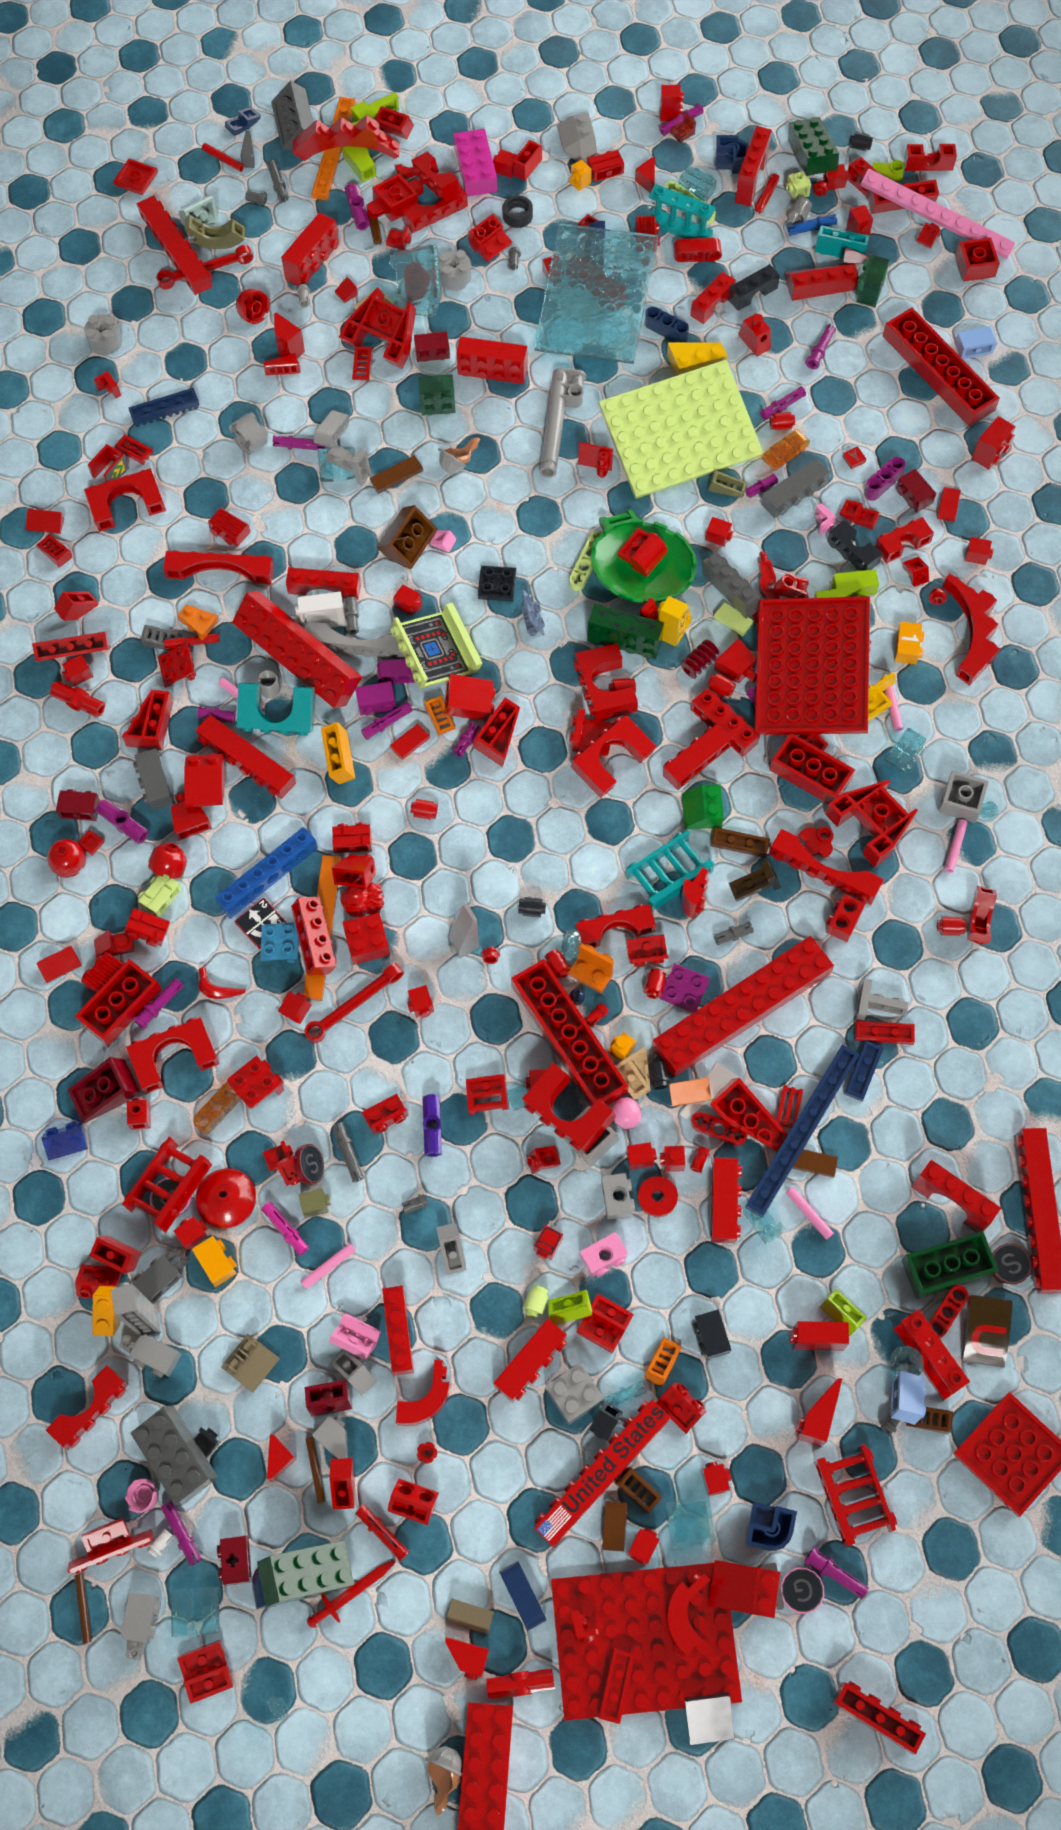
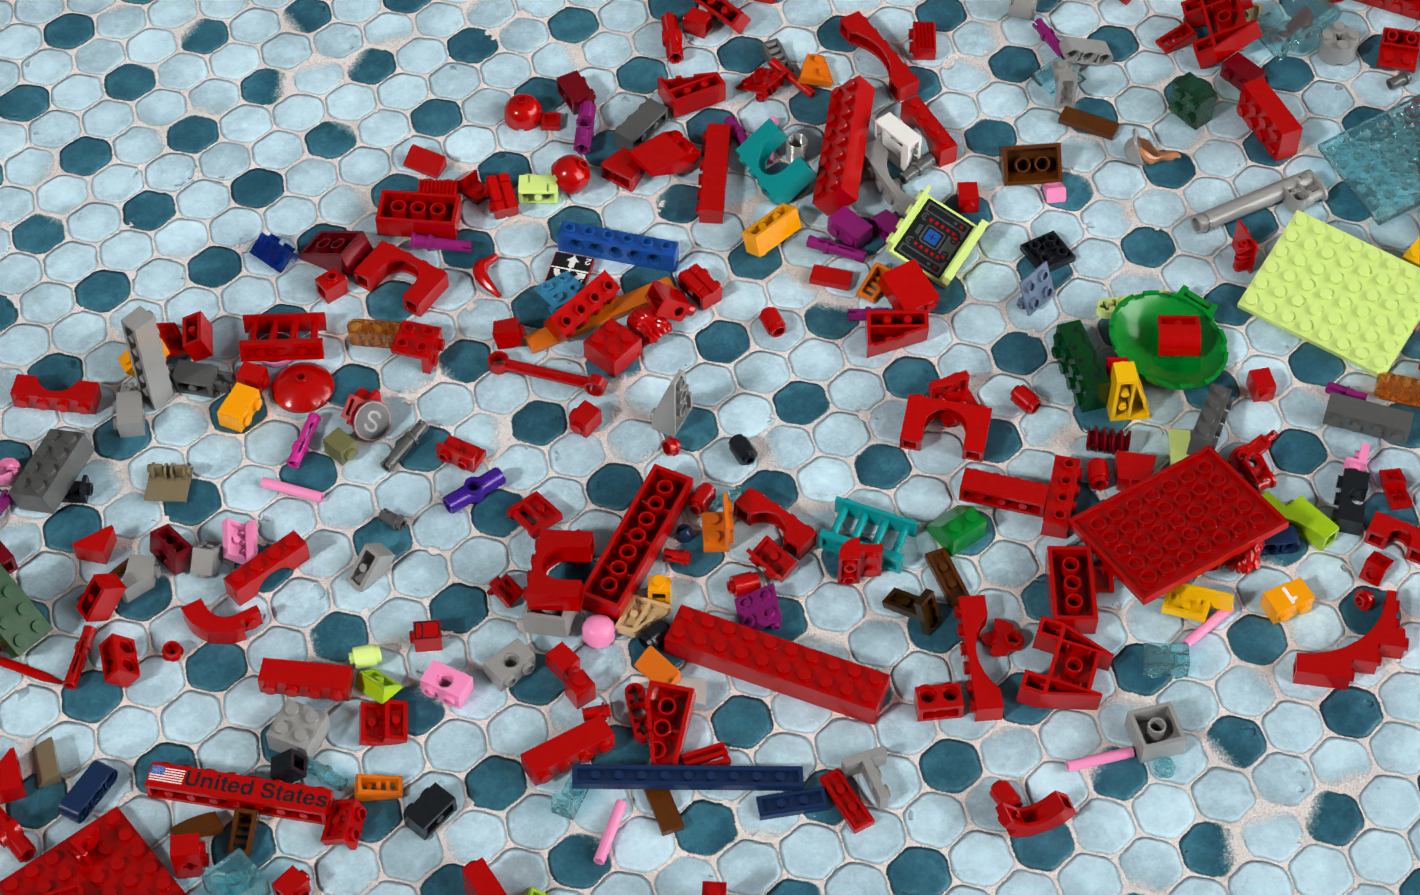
camera: 55 degrees right, 15 degrees down
(603, 703) = (1022, 362): red arch -> none
(661, 1185) = (535, 688): red tile -> none
(722, 478) = (1320, 352): olive slope -> none
(733, 933) = (846, 619): dark grey pin -> none

